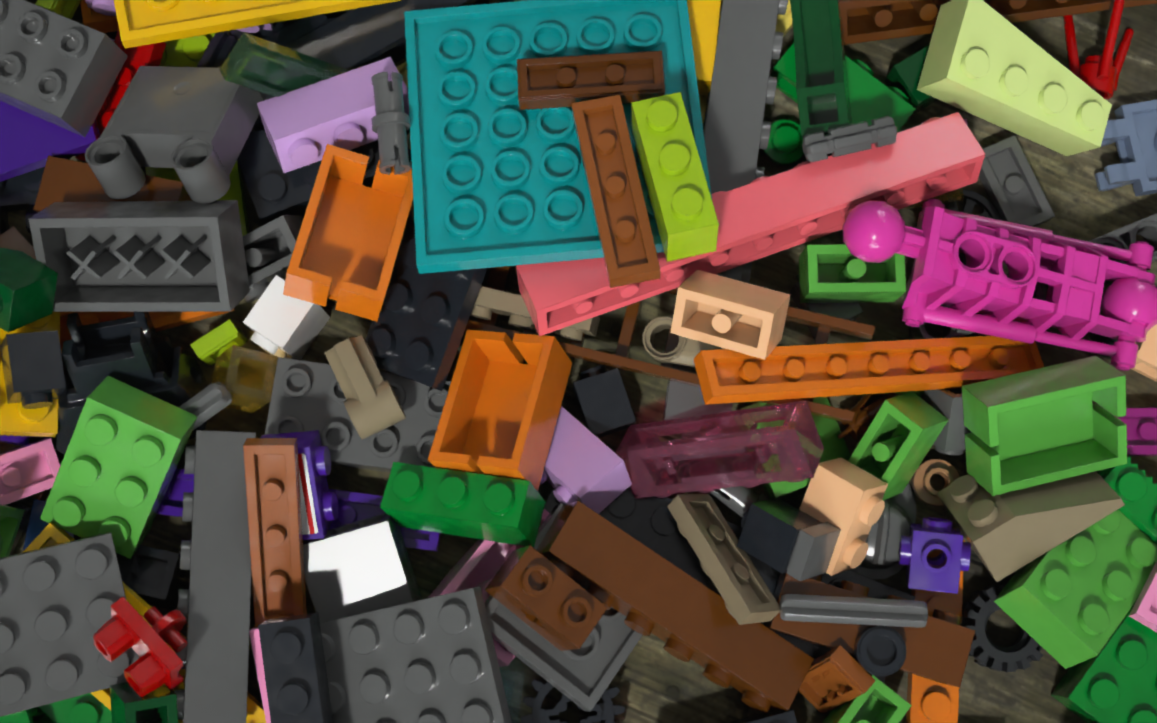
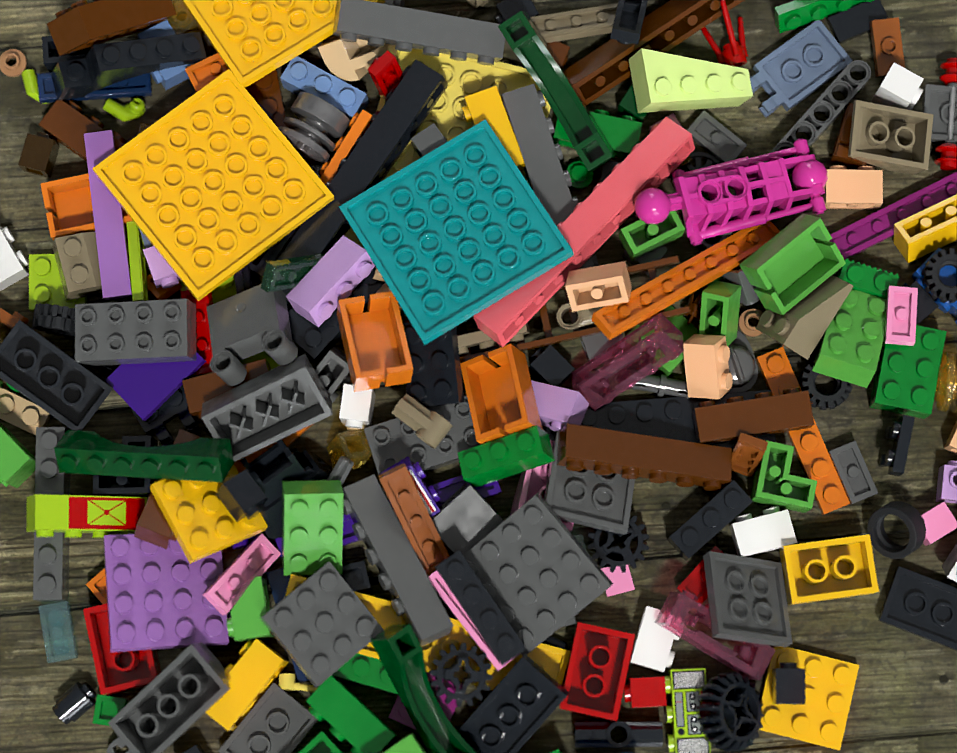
camera: 20 degrees left, 0 degrees up
(157, 661) = (382, 604): red hips -> none
(218, 341) = (324, 438): lime tile -> none
(390, 123) = (367, 272): dark grey pin -> none
(546, 598) = (575, 482): reddish brown brick -> none
(573, 79) = (462, 197): reddish brown tile -> none
(615, 191) = (507, 251): dark orange plate -> none
(674, 177) = (535, 229): lime brick -> none
(726, 564) = (657, 418): dark tan plate -> none
(772, 530) = (681, 391): black brick -> none
(813, 551) = (703, 390): dark grey tile -> none
(849, 139) = (615, 161): dark grey axle -> none
(853, 610) = (739, 411): dark grey axle -> none
(880, 650) = (763, 425): black tile -> none
(939, 572) = (776, 369): dark purple brick -> none

